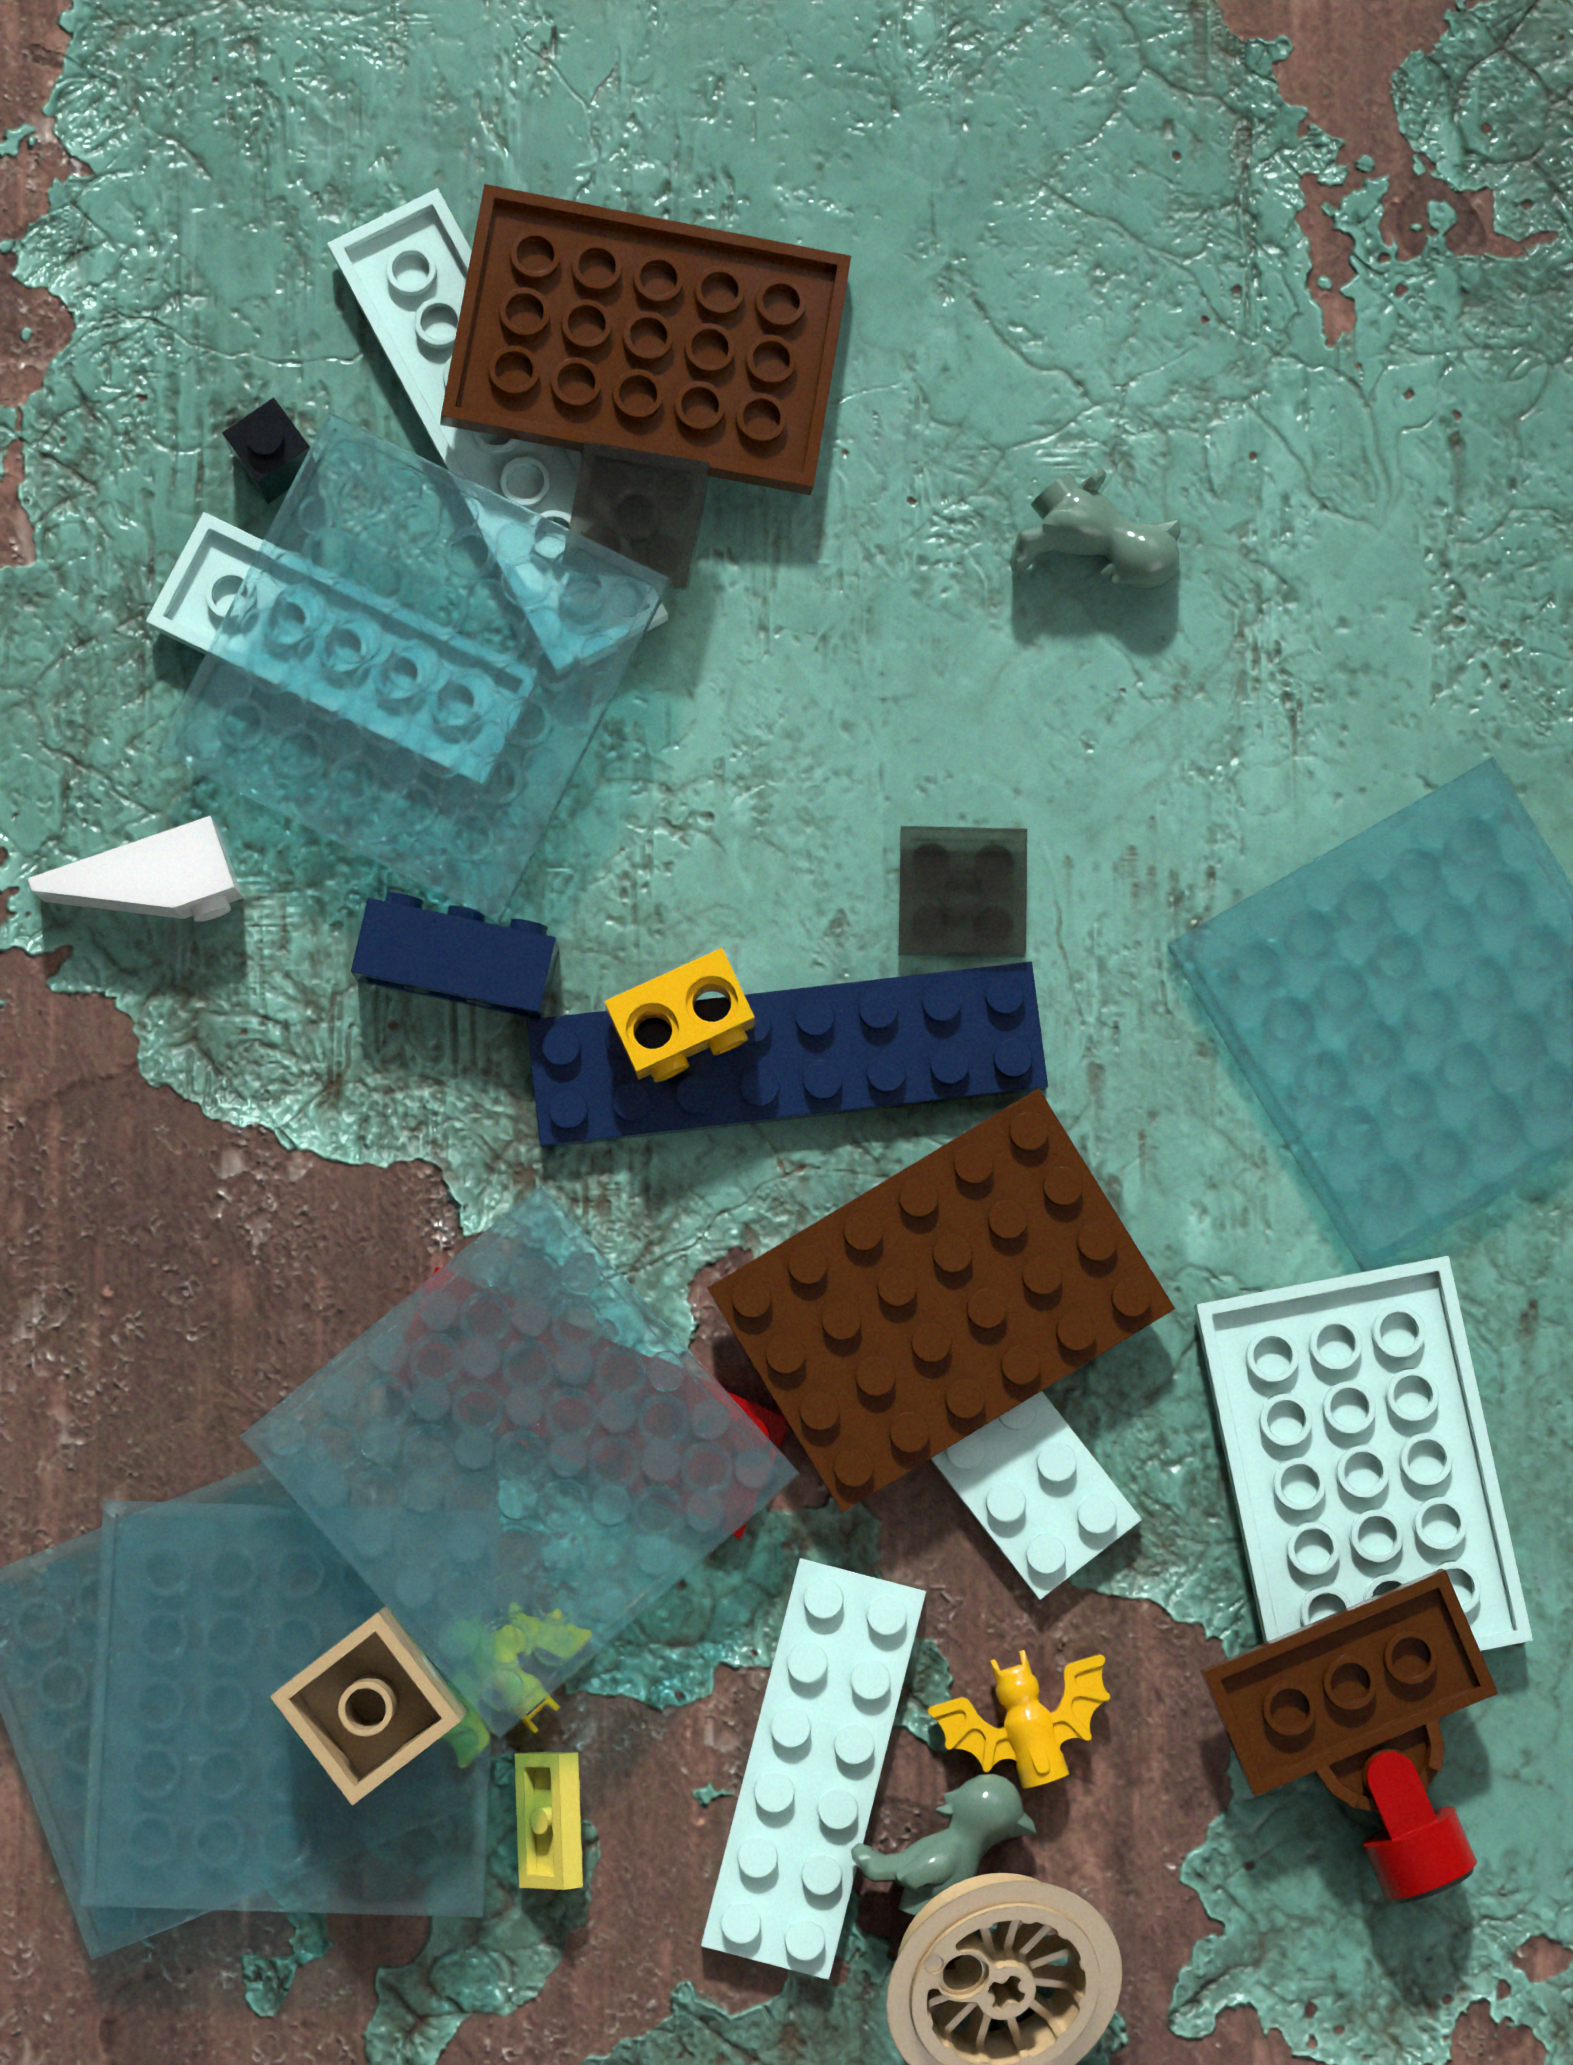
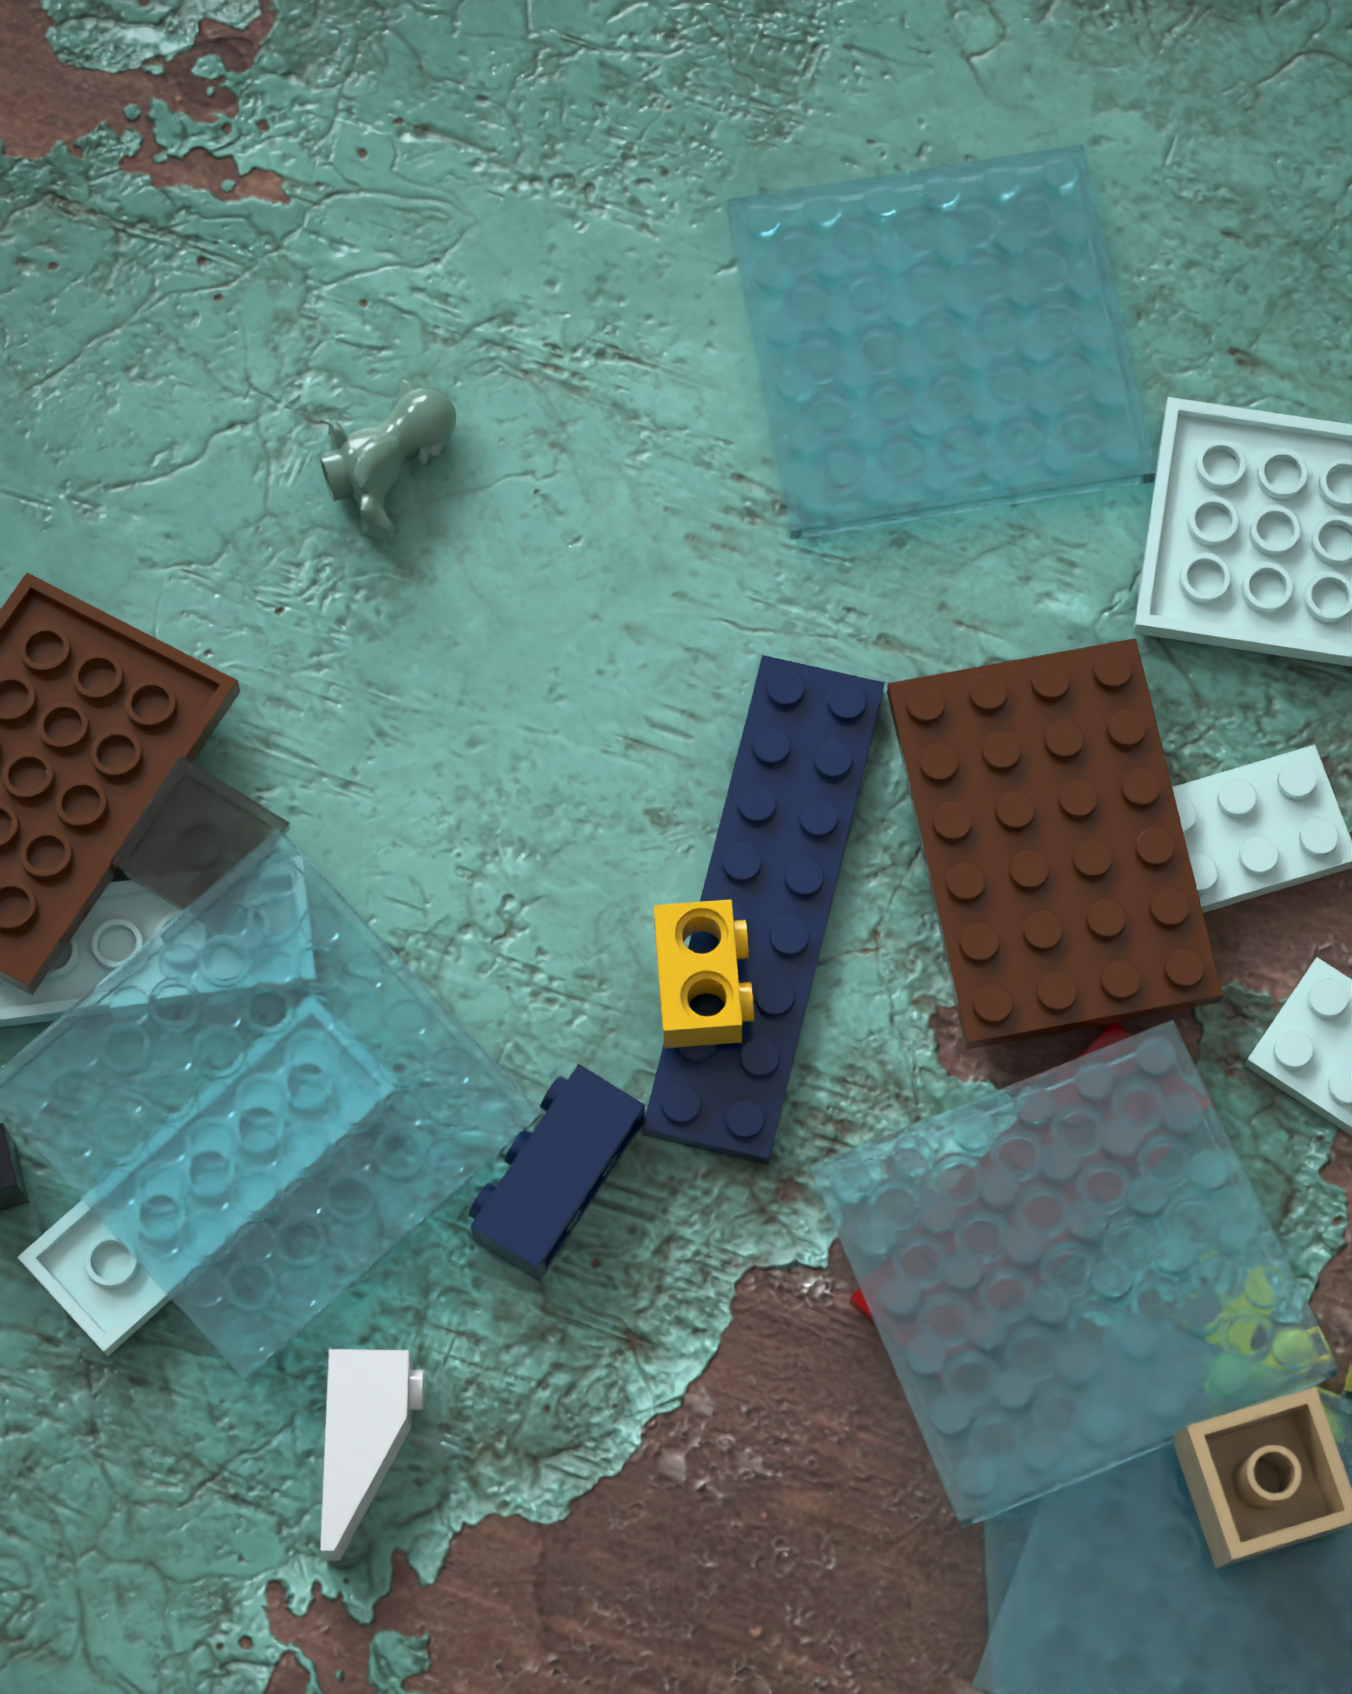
camera: 65 degrees left, 10 degrees down
(962, 891) = (673, 692): clear smoke plate -> none

